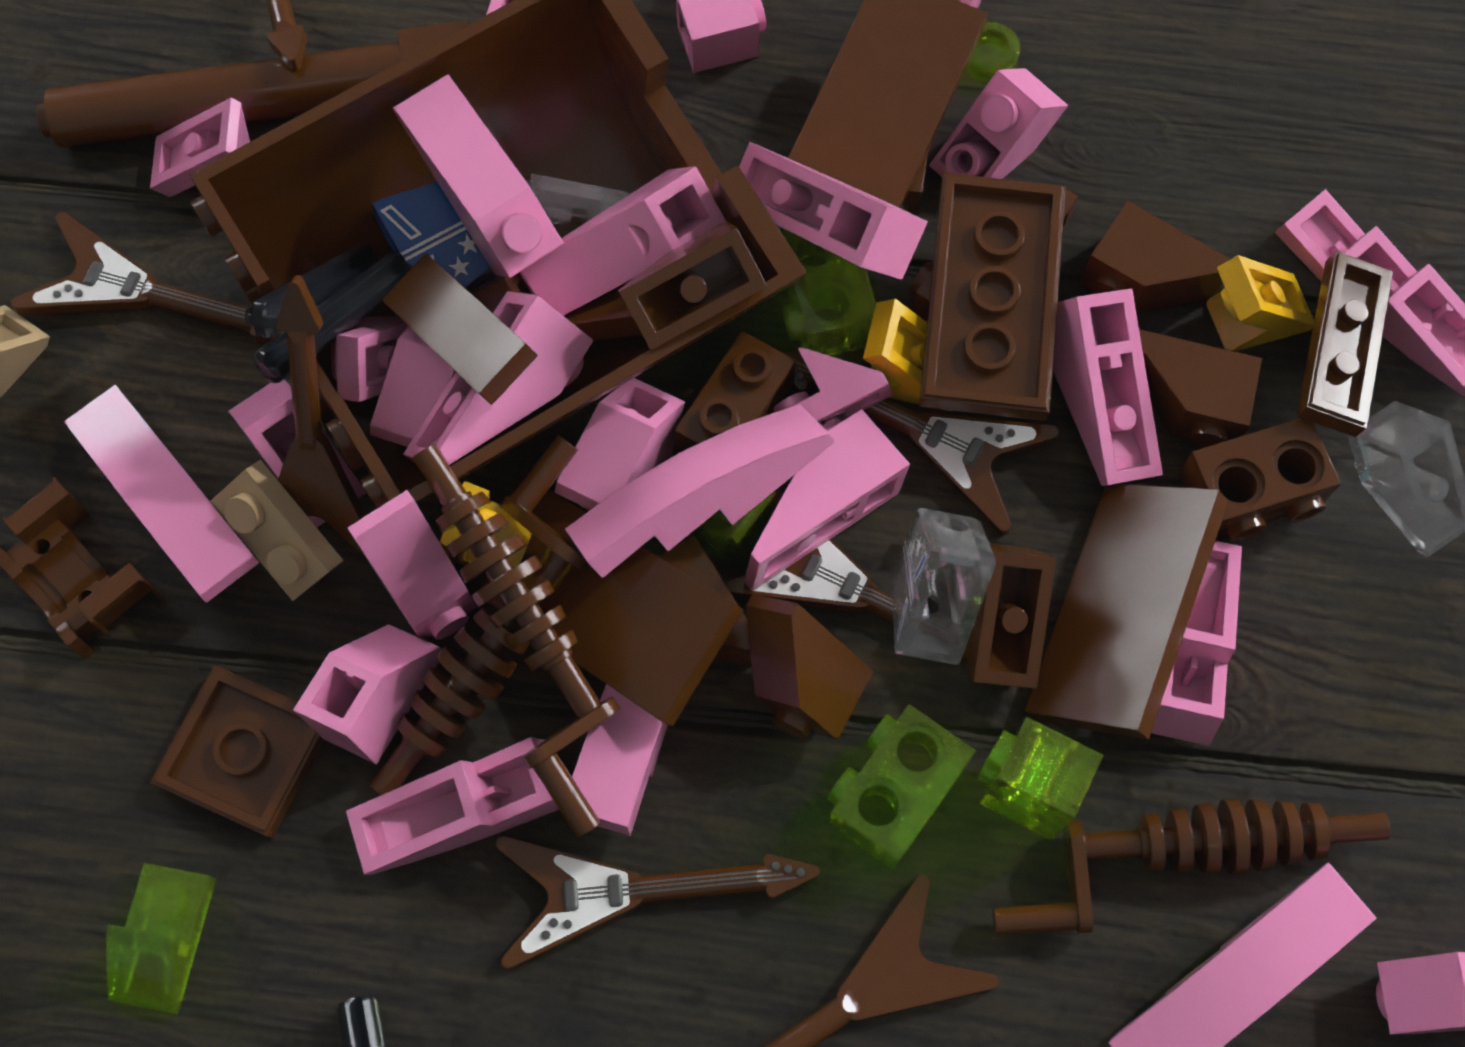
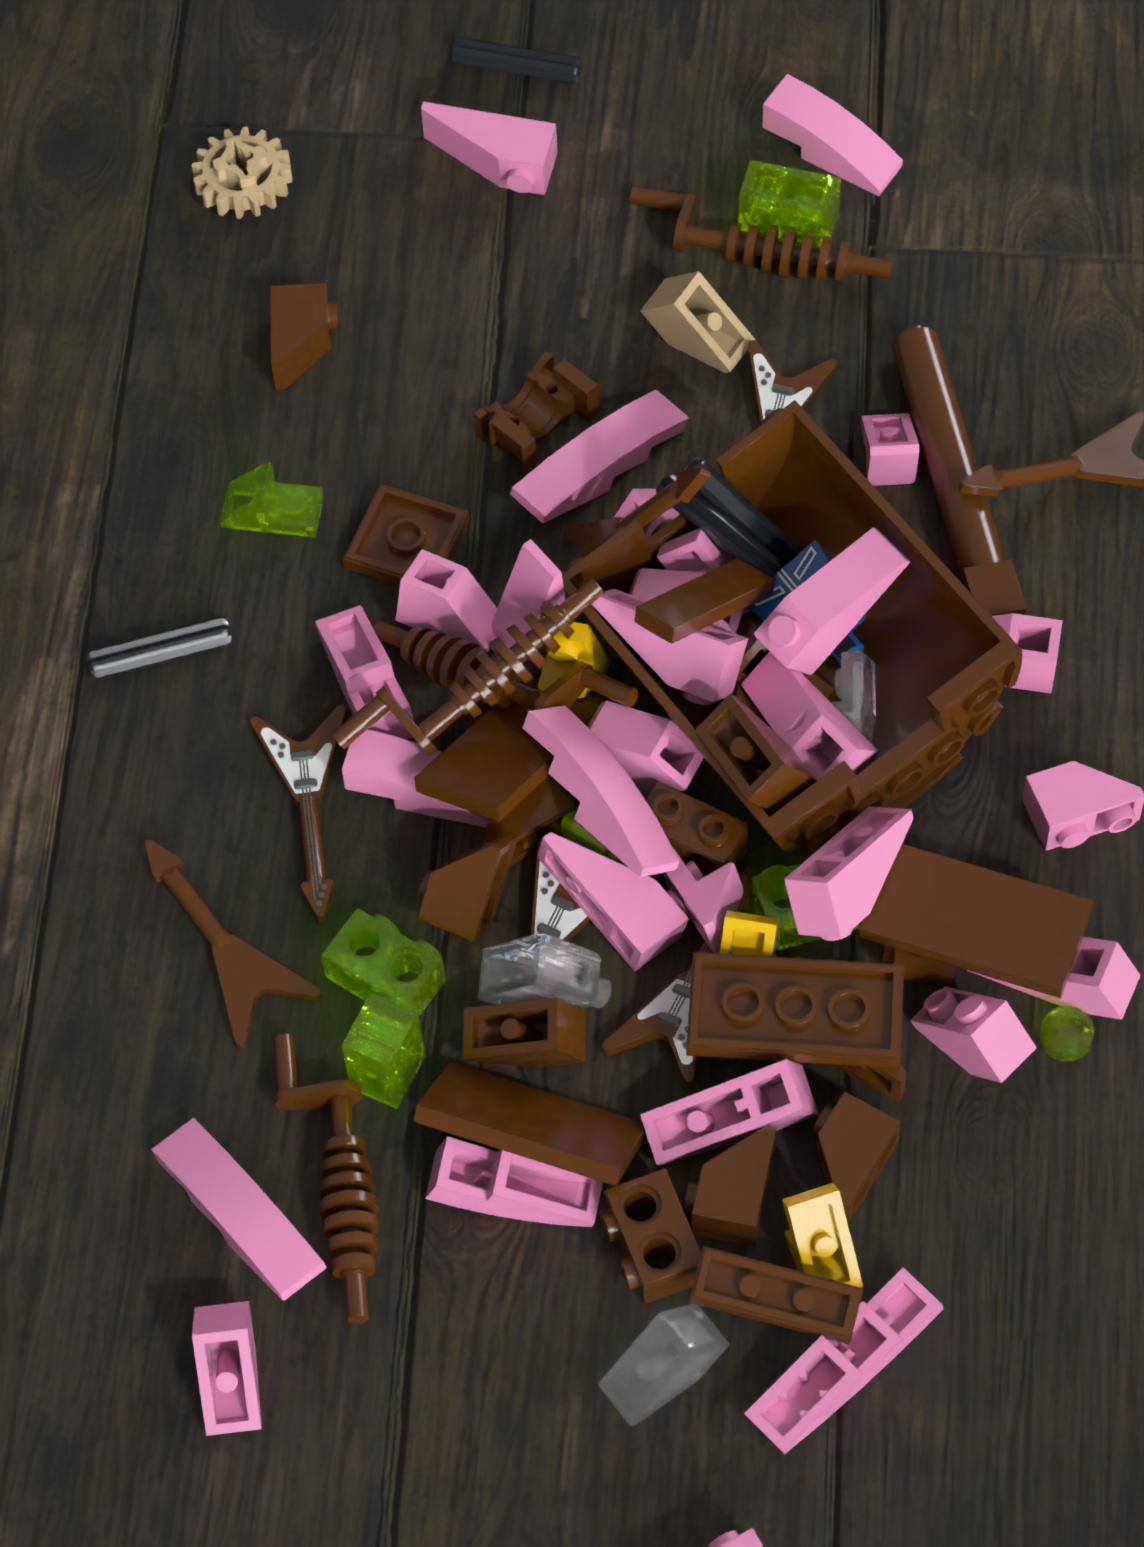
camera: 90 degrees right, 10 degrees down
(276, 530) = (578, 516): tan plate -> none

